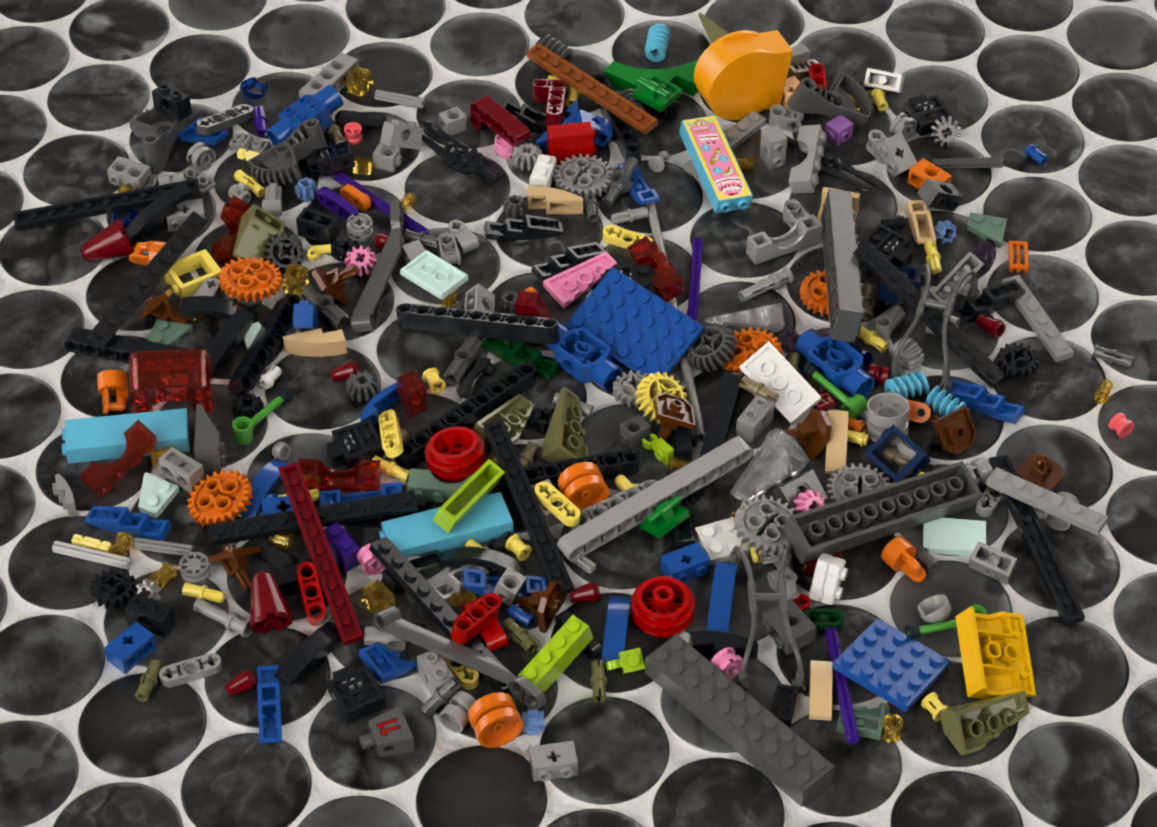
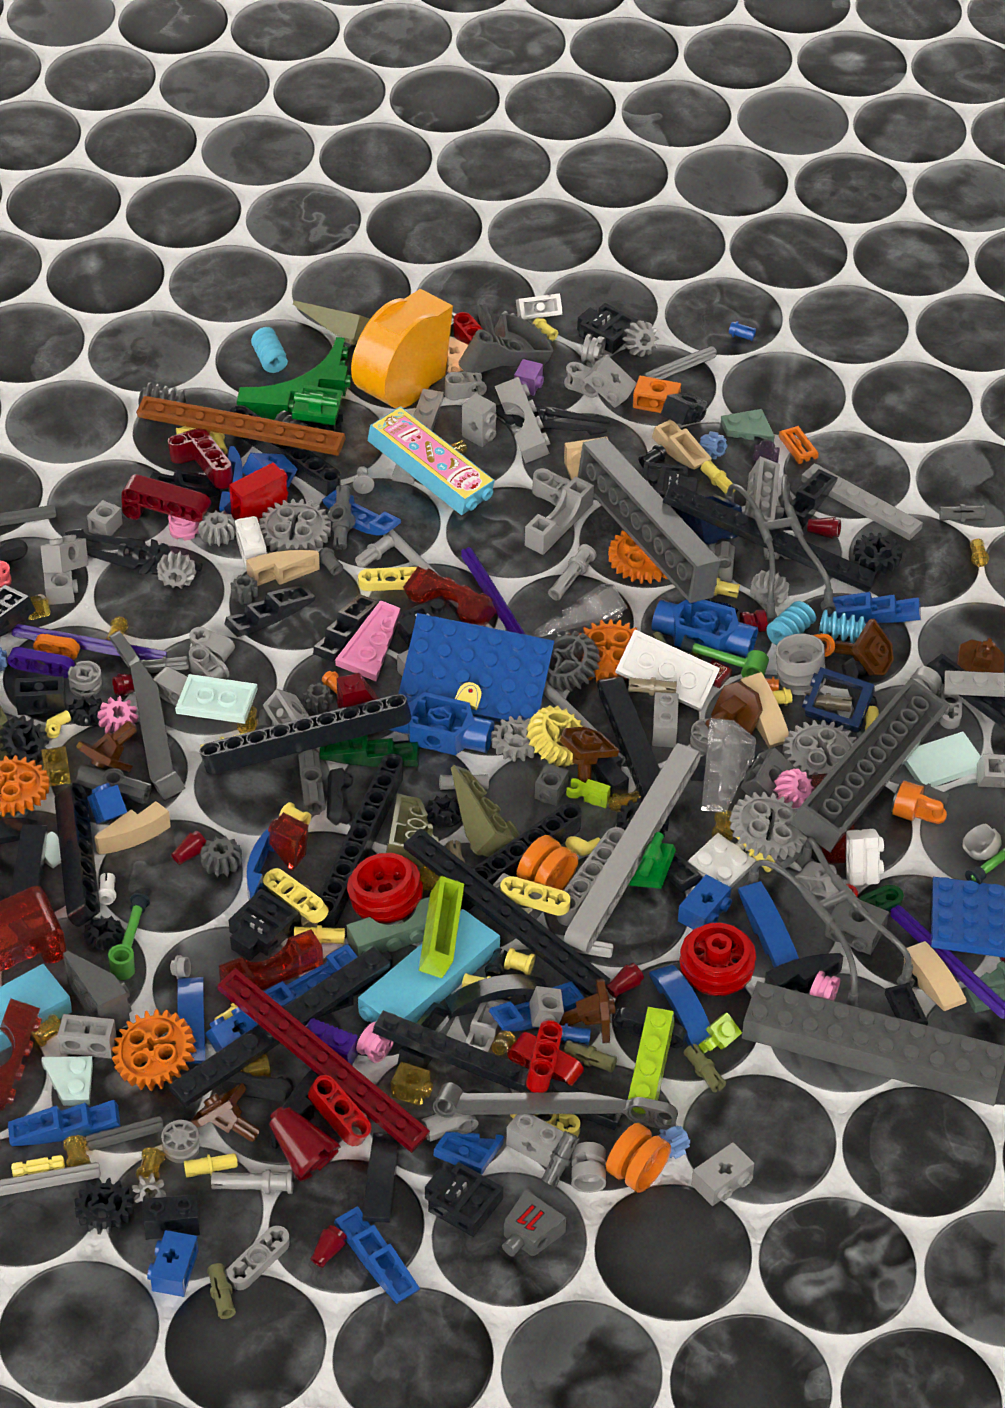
camera: 30 degrees left, 0 degrees up
(474, 174) = (176, 569): none -> light grey gear
(616, 342) = (469, 693): none -> light yellow tile
(788, 340) = (640, 619): clear purple gear -> none

